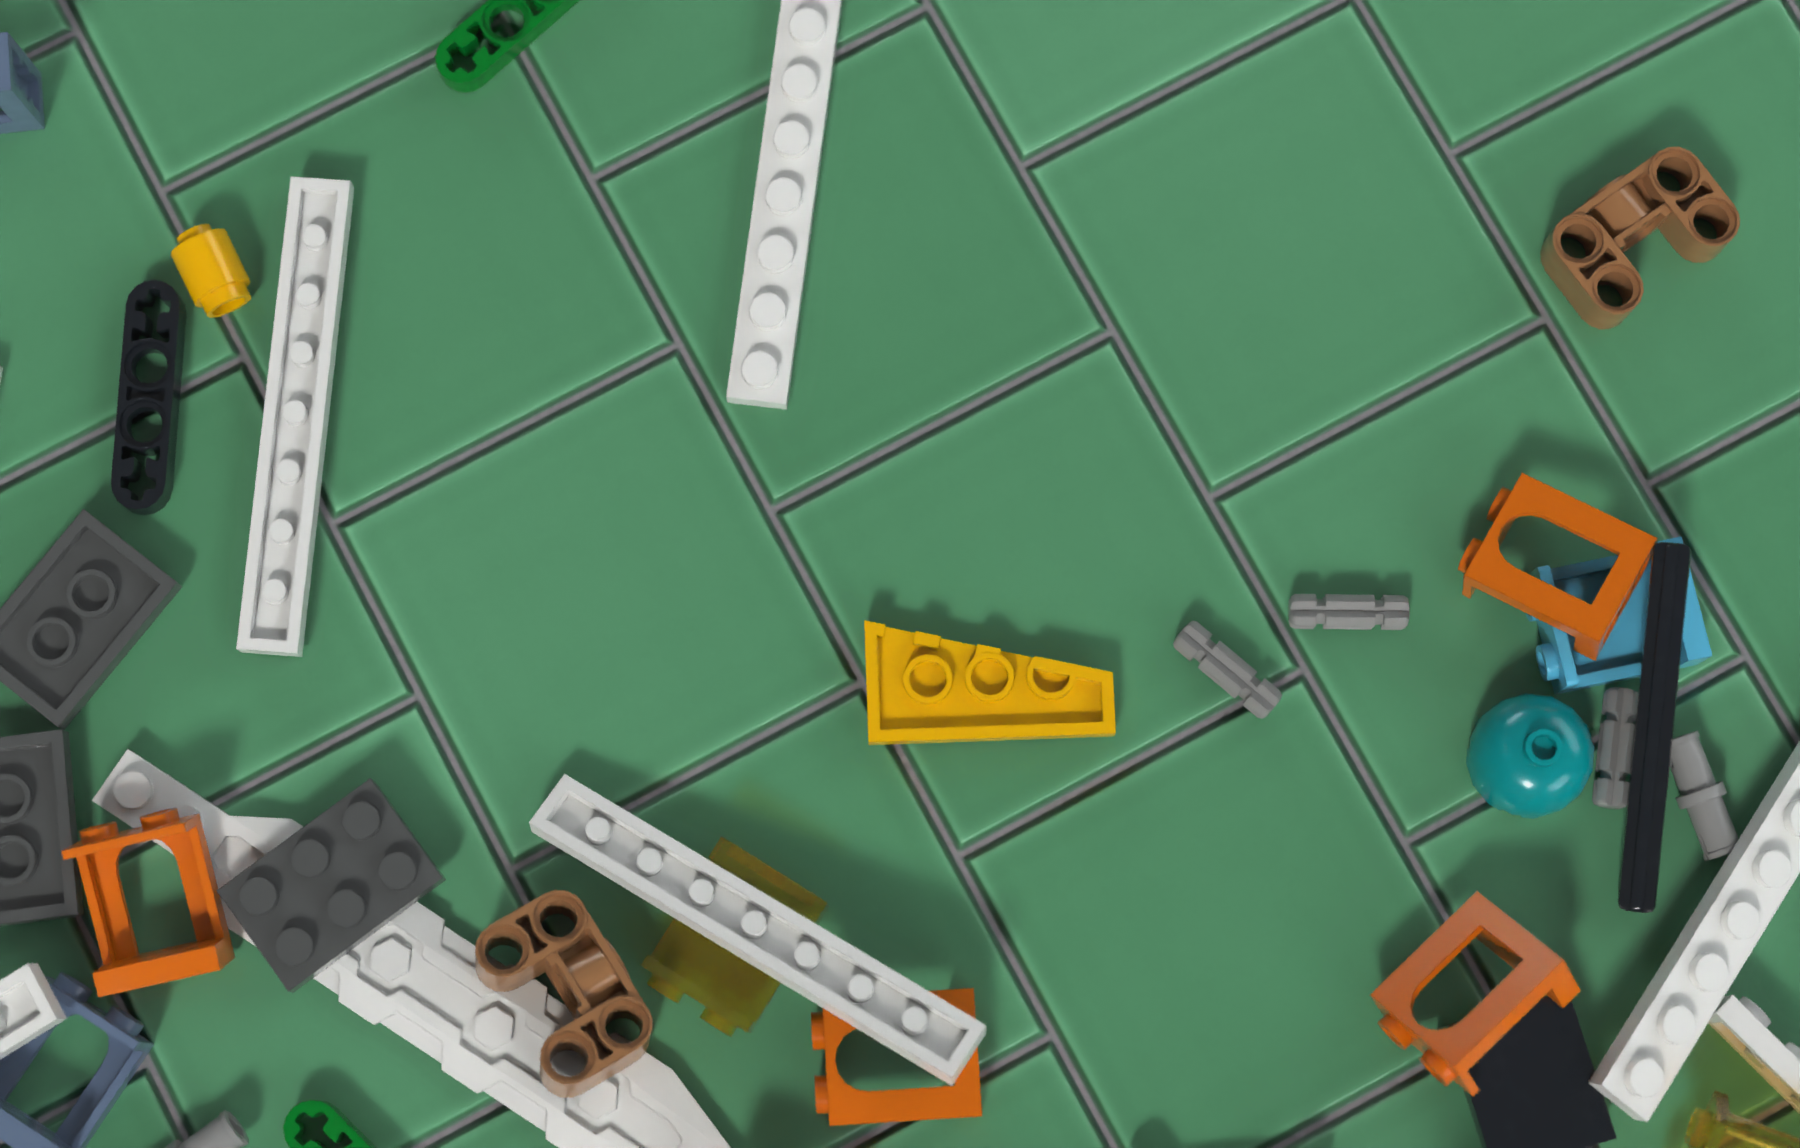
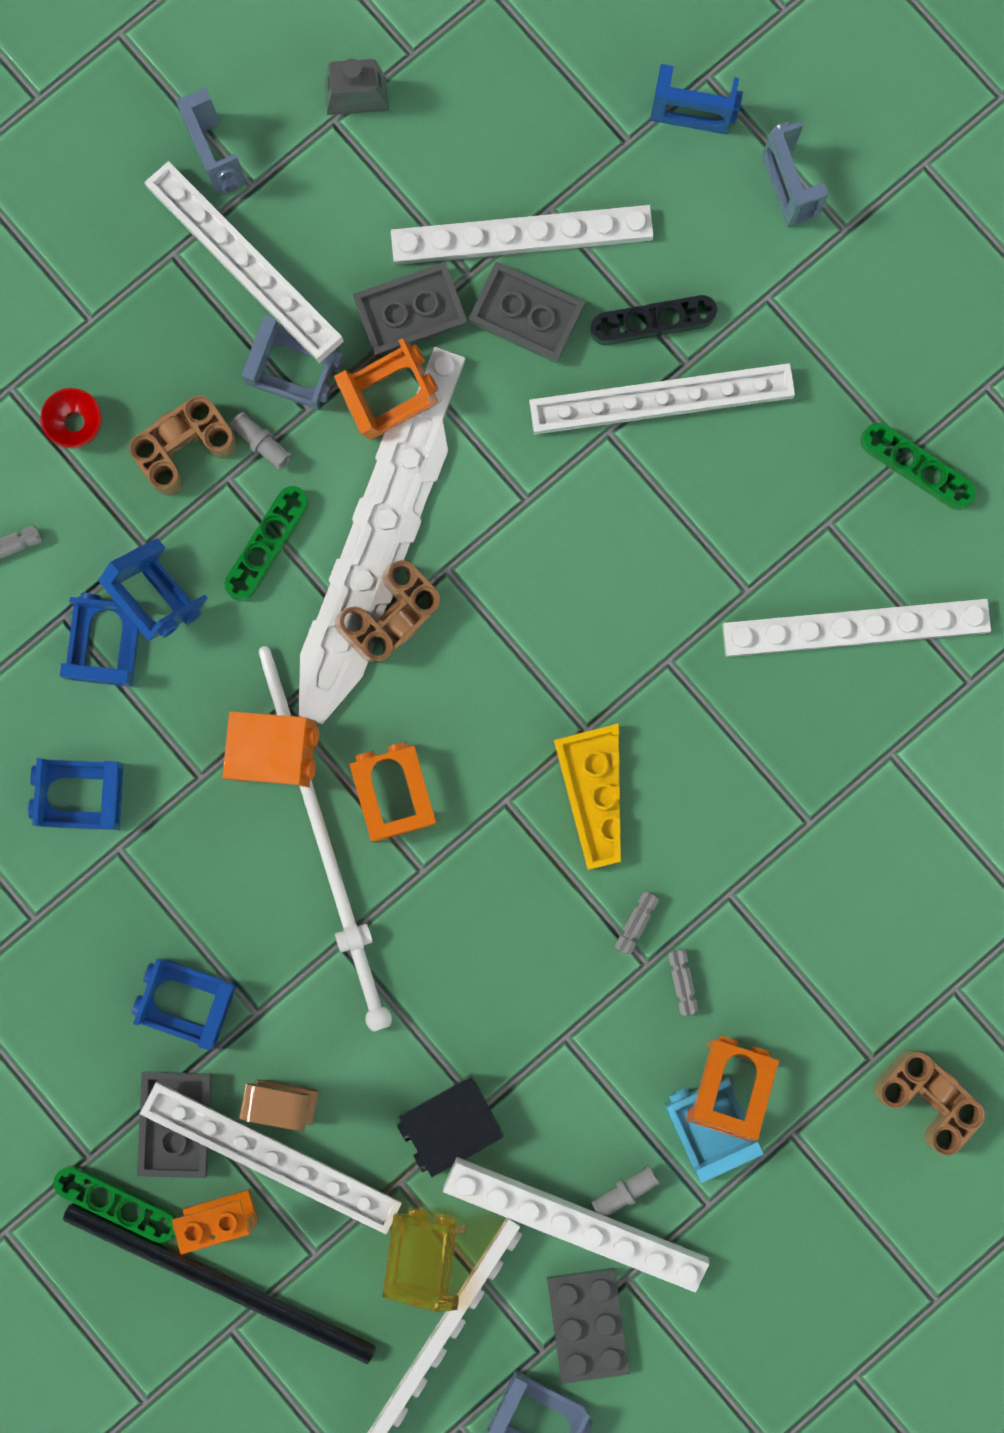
camera: 75 degrees right, 5 degrees up
(211, 270) = (729, 335): yellow brick -> none
(331, 885) = (417, 479): dark grey plate -> none
(718, 979) = (435, 693): clear yellow panel -> none
(759, 929) = (441, 704): white plate -> none
(1456, 1049) = (458, 1082): orange panel -> none
(1530, 755) = (626, 1095): teal cylinder -> none
(1615, 748) = (641, 1141): light grey axle -> none
(1654, 727) = (656, 1158): black axle -> none

